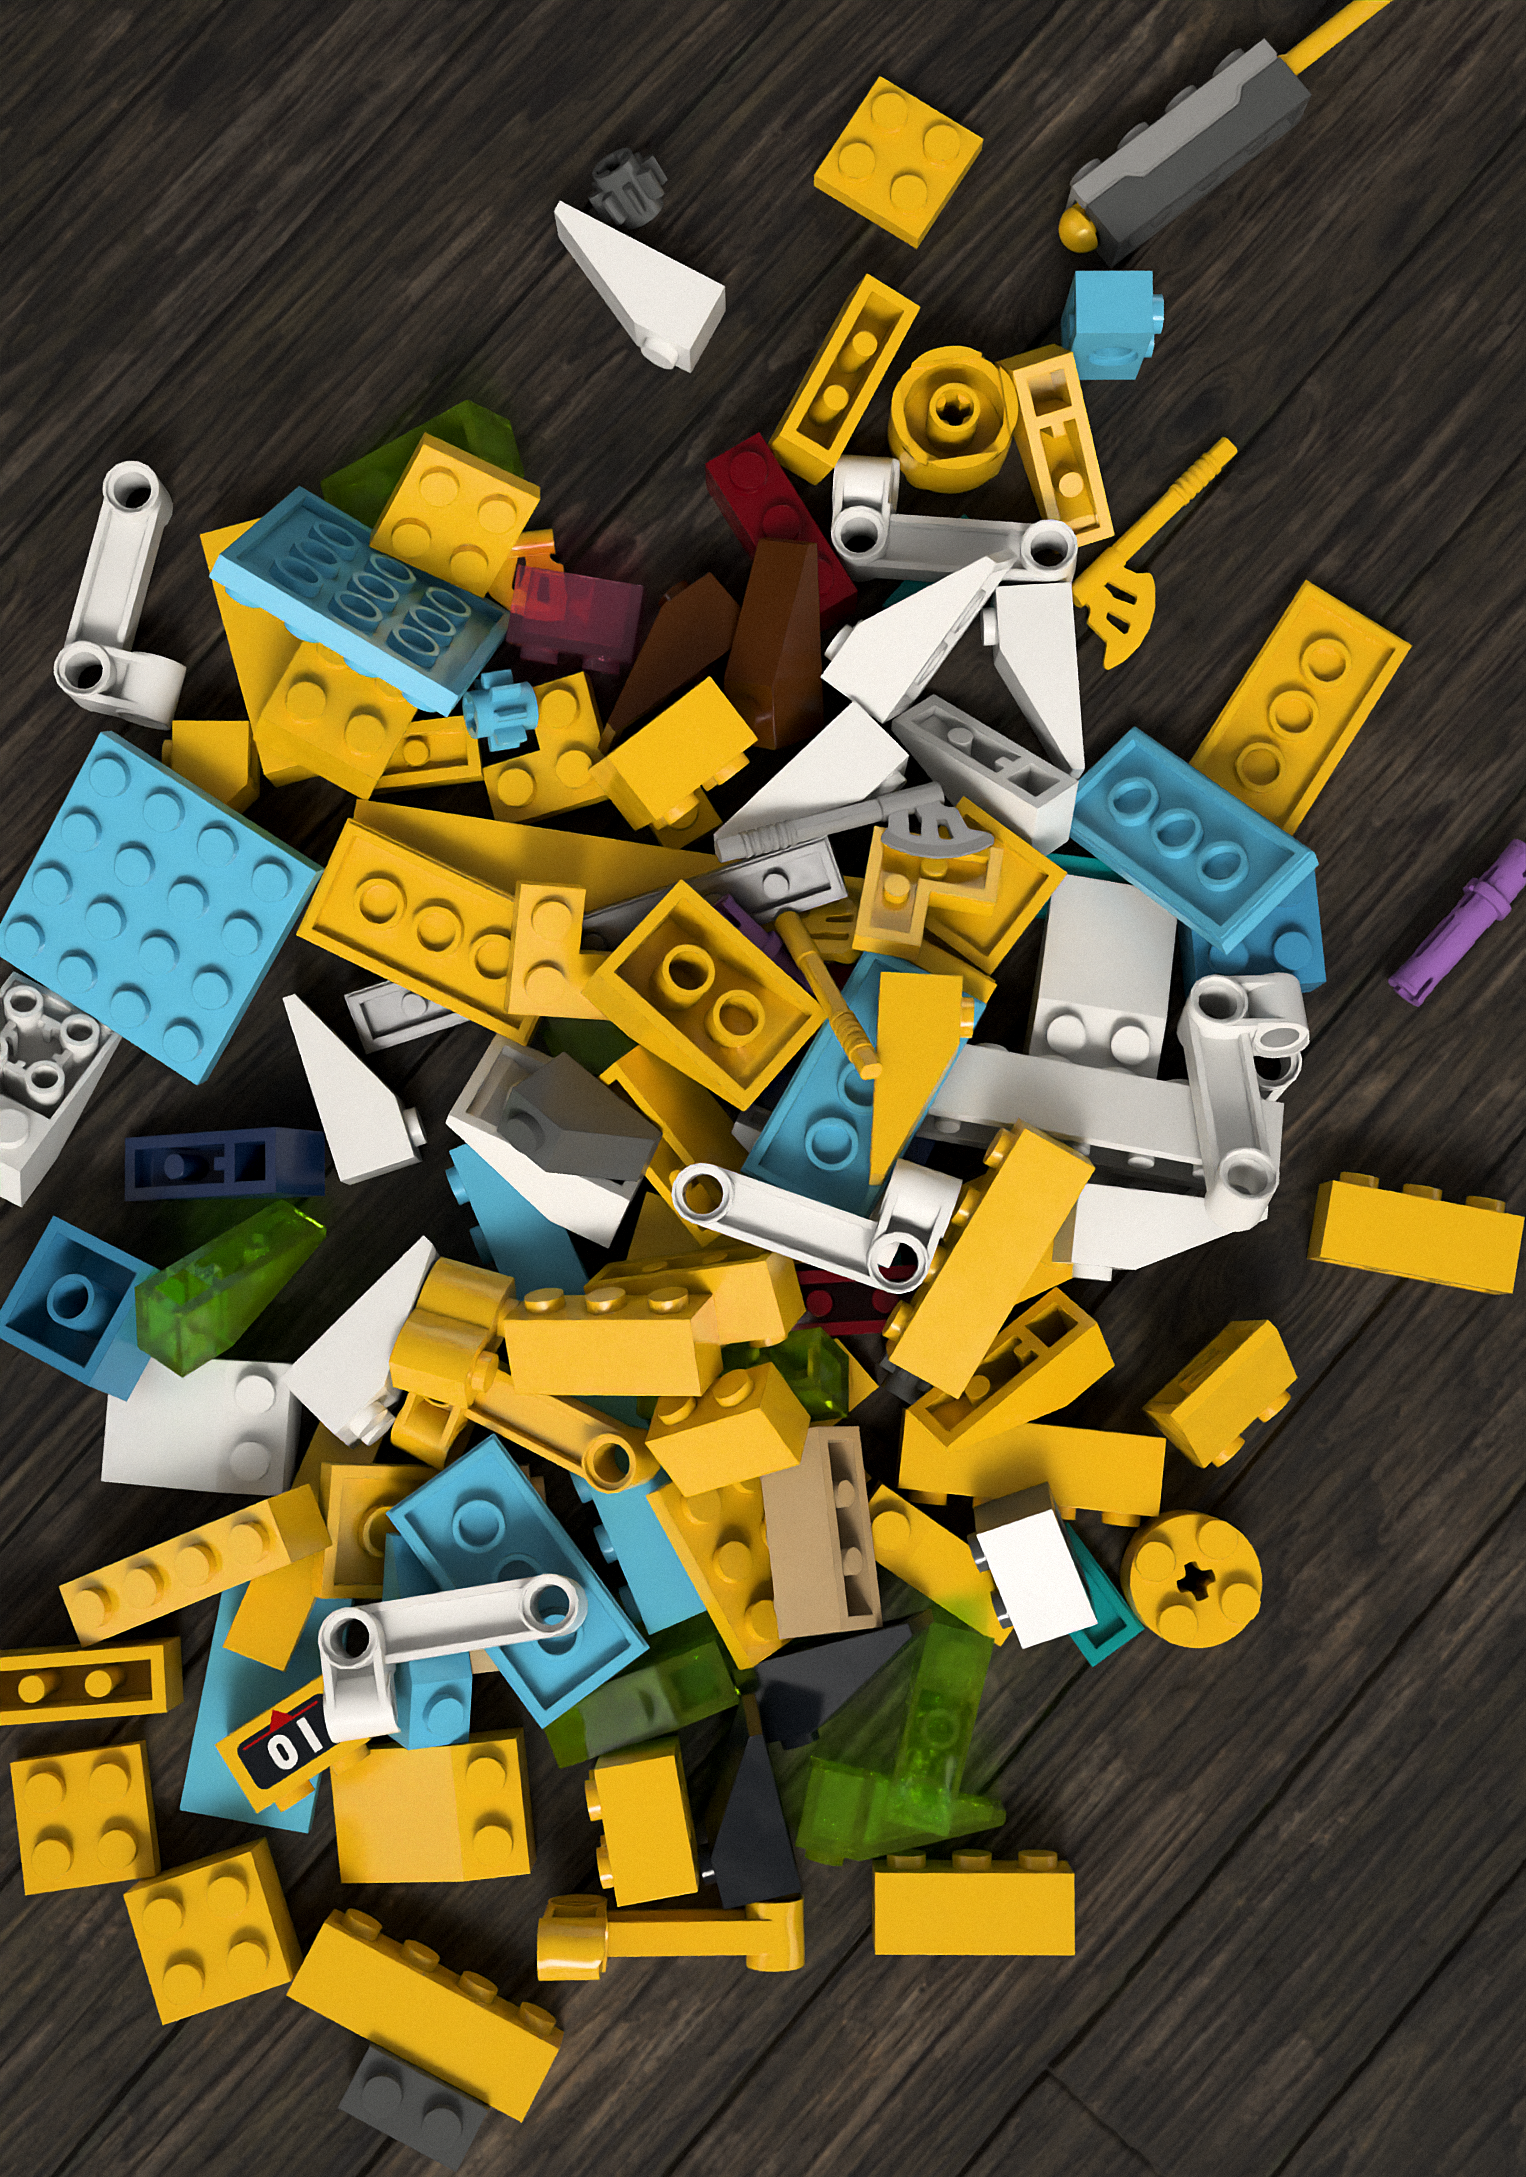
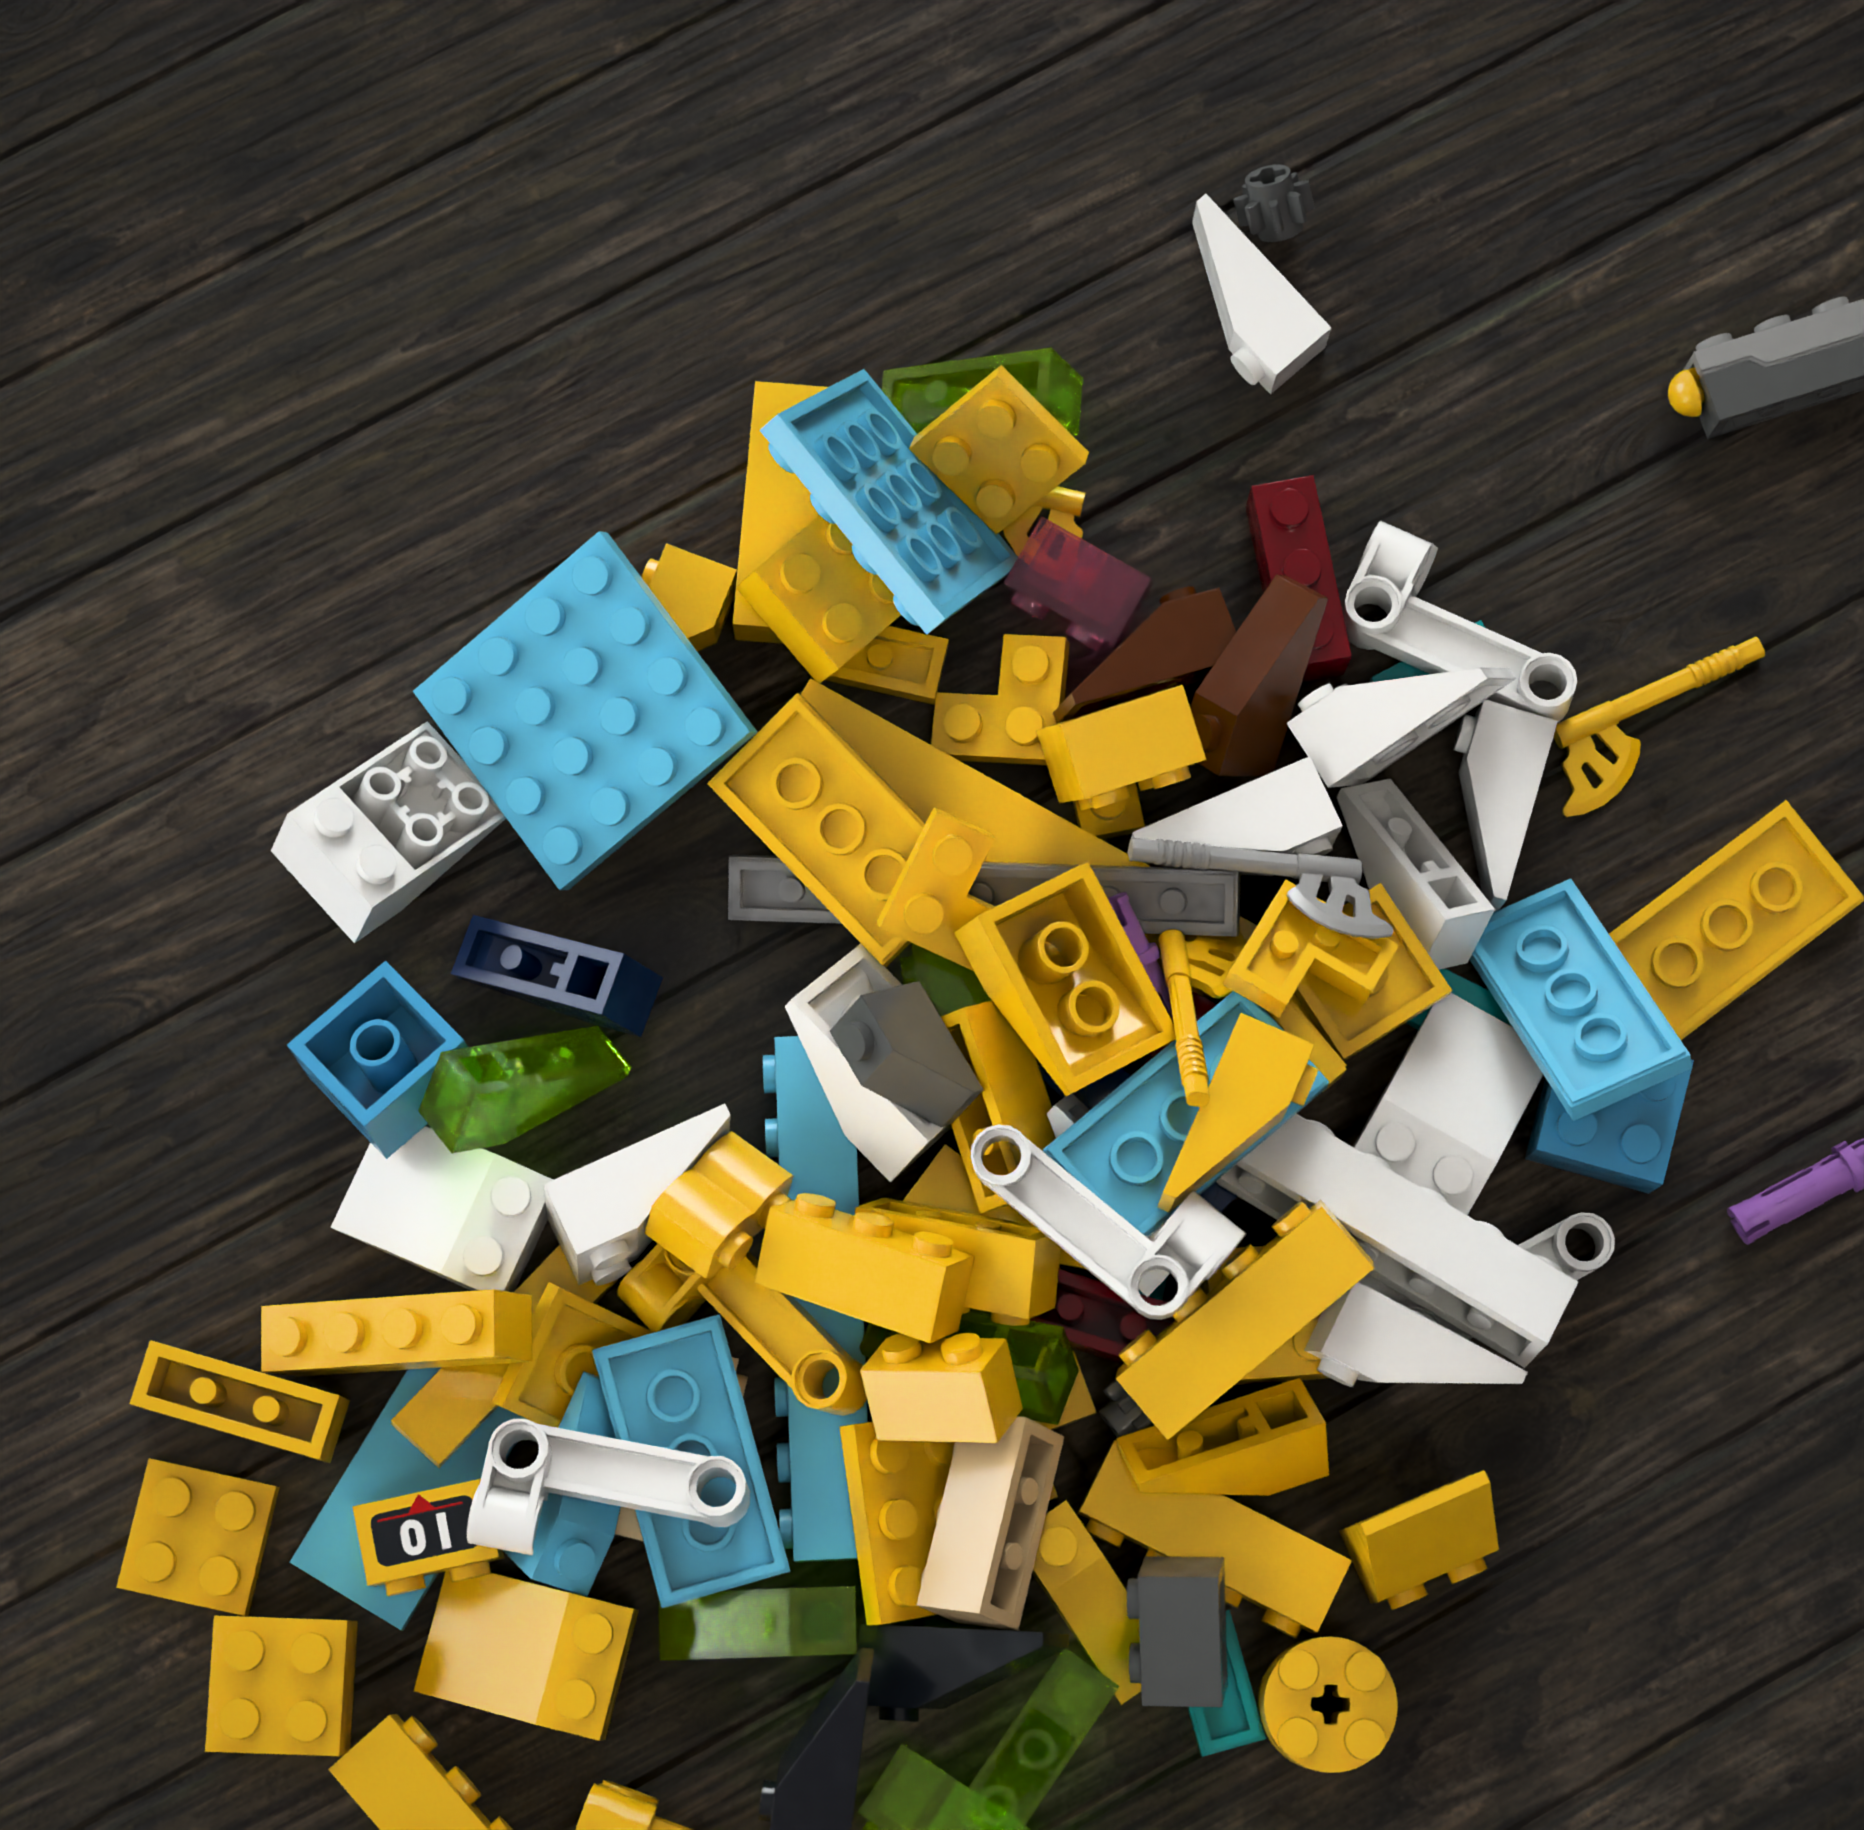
camera: 20 degrees right, 5 degrees down
(109, 607) = (642, 497): white piece -> none
(359, 1112) = (703, 971): white slope -> none
(500, 710) = (974, 645): medium azure gear -> none
(646, 1822) = (724, 1734): yellow brick -> none
(842, 379) = (1409, 453): yellow brick -> none
(898, 162) = (1540, 268): yellow plate -> none
(982, 404) = (1532, 518): yellow brick -> none
(1058, 442) = (1593, 584): yellow slope -> none
(1111, 323) = (1682, 494): medium azure brick -> none
(1255, 1018) = (1579, 1193): white piece -> none
(1416, 1234) = (1664, 1460): yellow brick -> none

